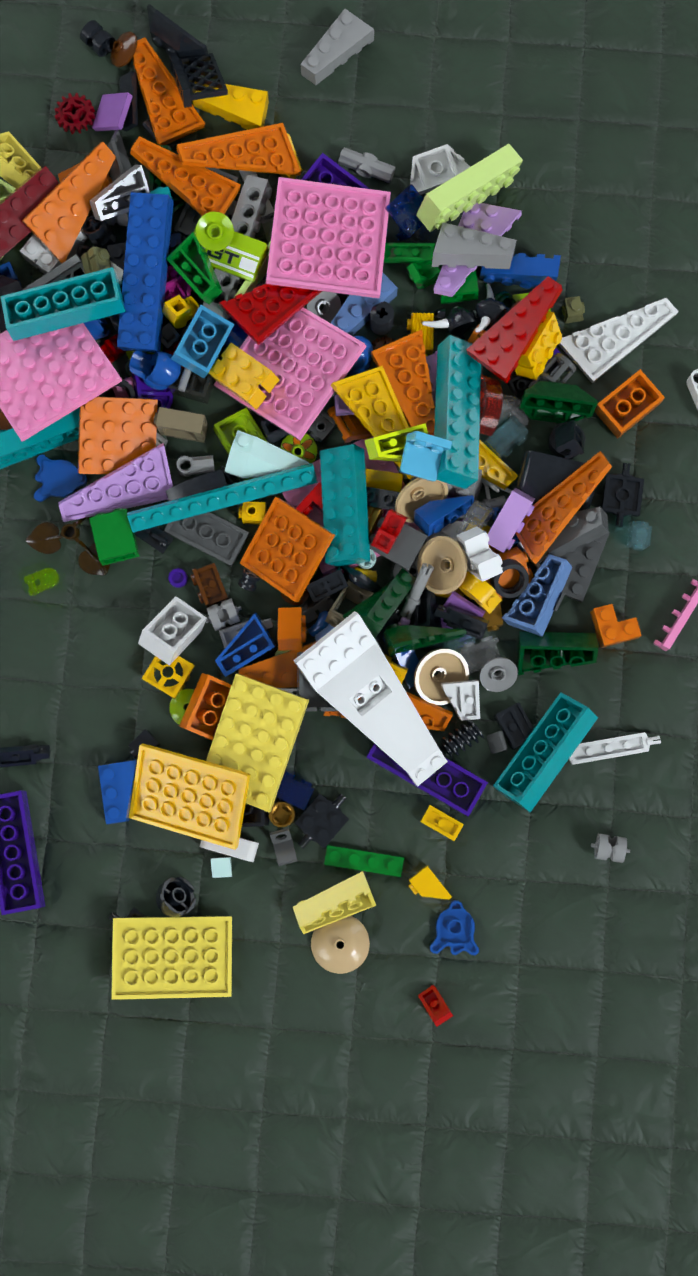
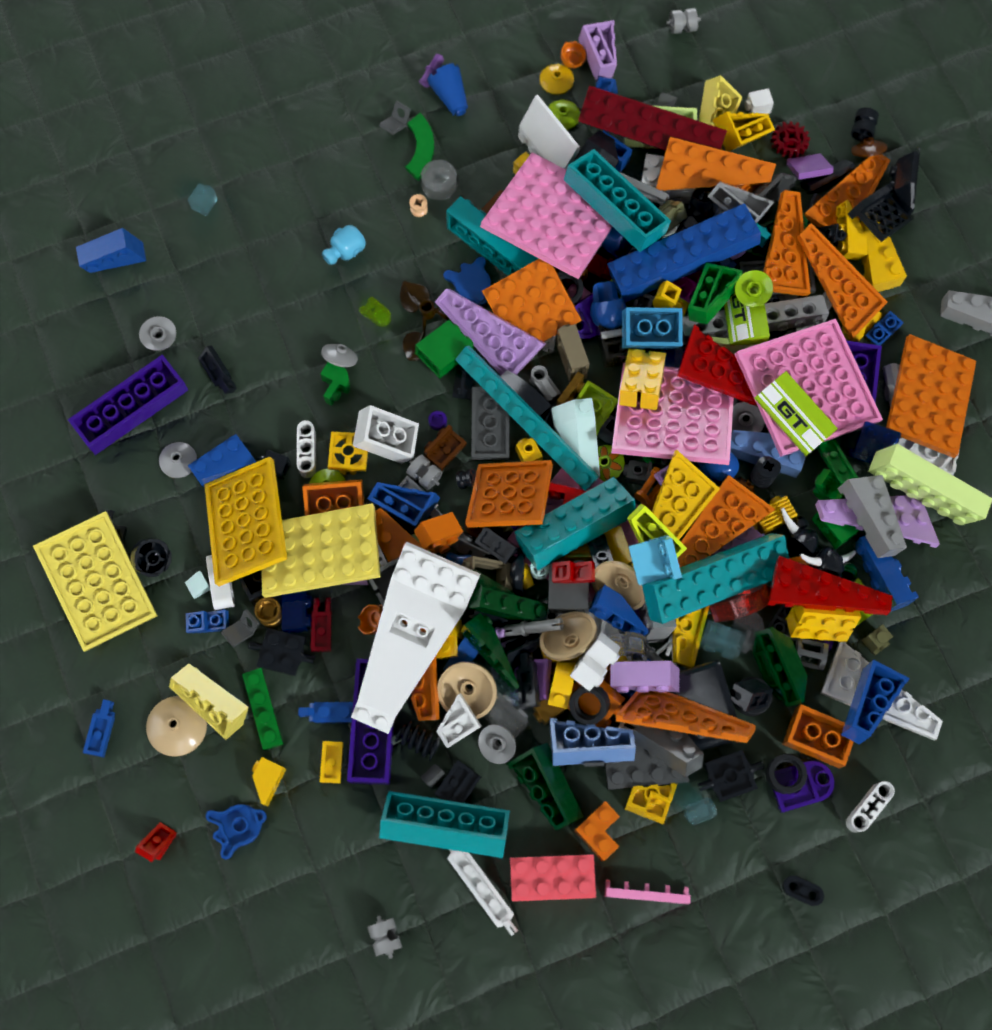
camera: 60 degrees right, 10 degrees down
(21, 119) = (759, 102): none -> white brick
(45, 149) = (743, 128): none -> yellow wedge
(68, 635) = (339, 355): none -> light grey dish
(91, 646) = (337, 379): none -> green brick
(99, 835) = (177, 468): none -> light grey dish
(135, 705) = (303, 441): none -> white beam
(192, 132) = (832, 233): none -> black hinge
(202, 116) = (855, 243): none -> yellow slope
(214, 438) = (572, 389): none -> pearl gold plate
(260, 873) = (207, 621): none -> blue slope
(303, 140) = (884, 329): none -> blue slope
(311, 1012) = (100, 730): none -> blue hinge
(318, 775) = (321, 627): none -> dark red hinge
(335, 727) = (370, 619): none -> orange hair
(349, 262) = (795, 413): none -> lime slope
(387, 137) = (931, 395): none -> orange plate
(397, 804) = (328, 712): none -> blue hinge
(610, 571) = (651, 801): none -> yellow slope
(625, 344) = (872, 699): none -> blue wedge
(632, 685) = (552, 878): none -> coral brick
(657, 440) = (802, 774): none -> black tyre
(658, 444) = (812, 790): none -> dark purple tile

